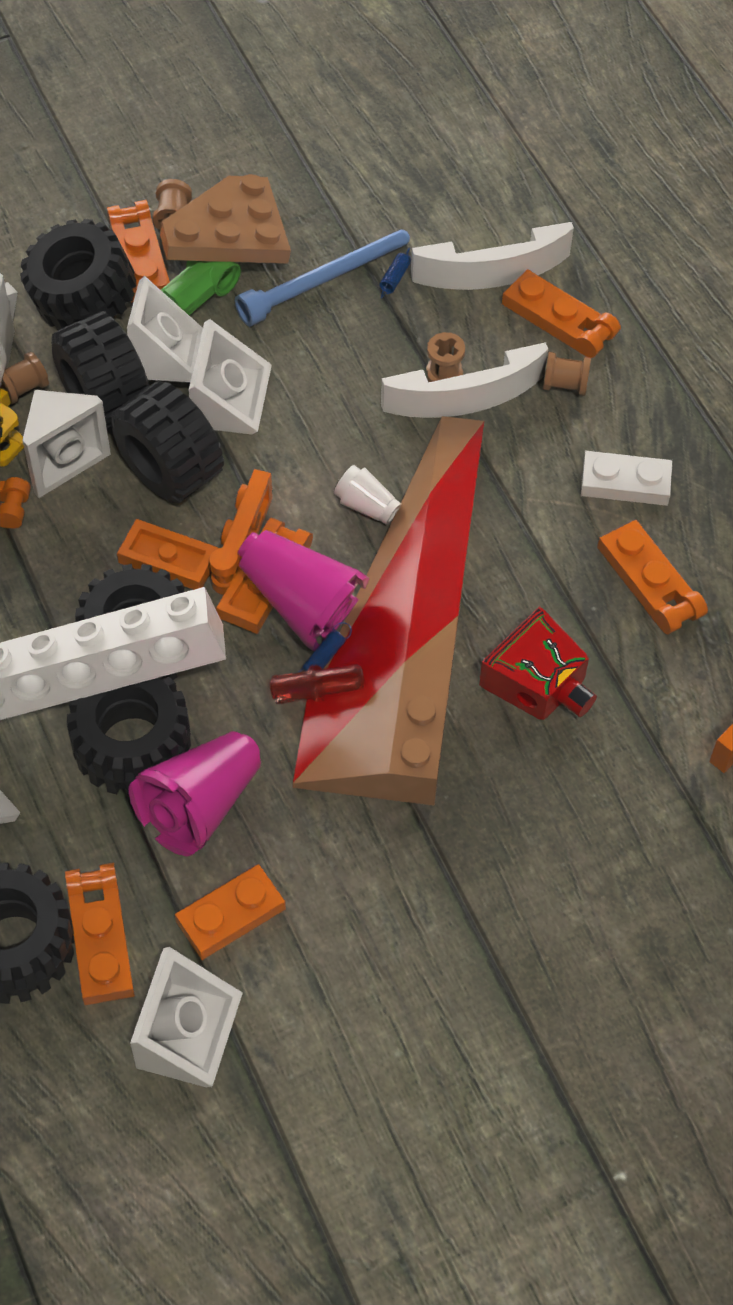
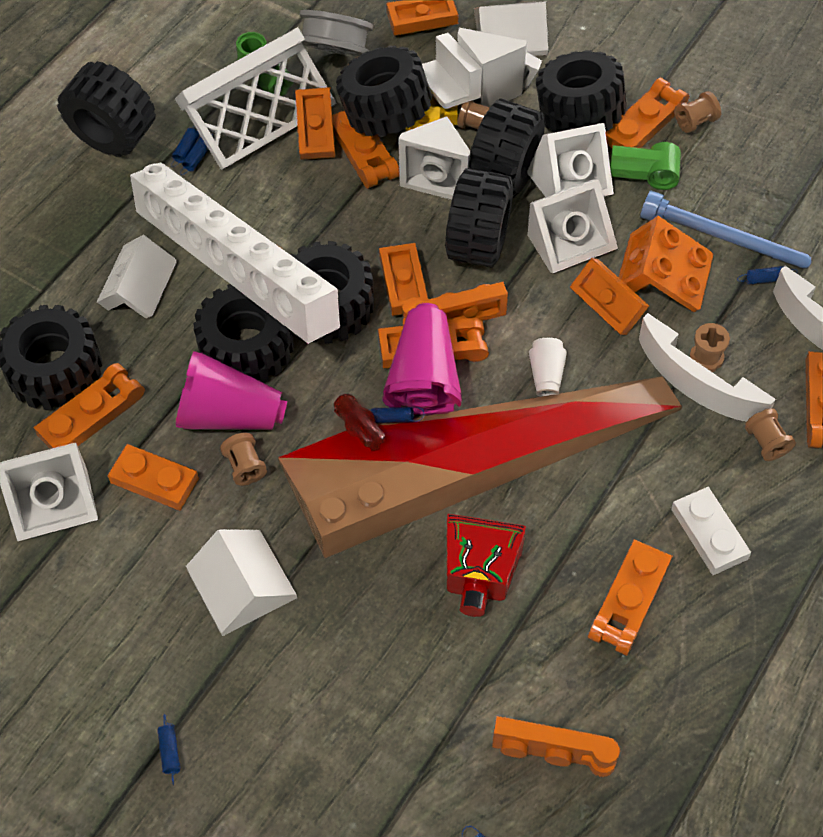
camera: 60 degrees right, 0 degrees up
(228, 224) = (705, 149): medium nougat plate -> none
(277, 812) = (243, 459): none -> medium nougat bush
(319, 338) = (668, 261): none -> orange bracket
(328, 401) = (609, 296): none -> orange plate
(412, 893) = (239, 578): none -> white slope
(556, 1052) = (168, 749): none -> blue piece

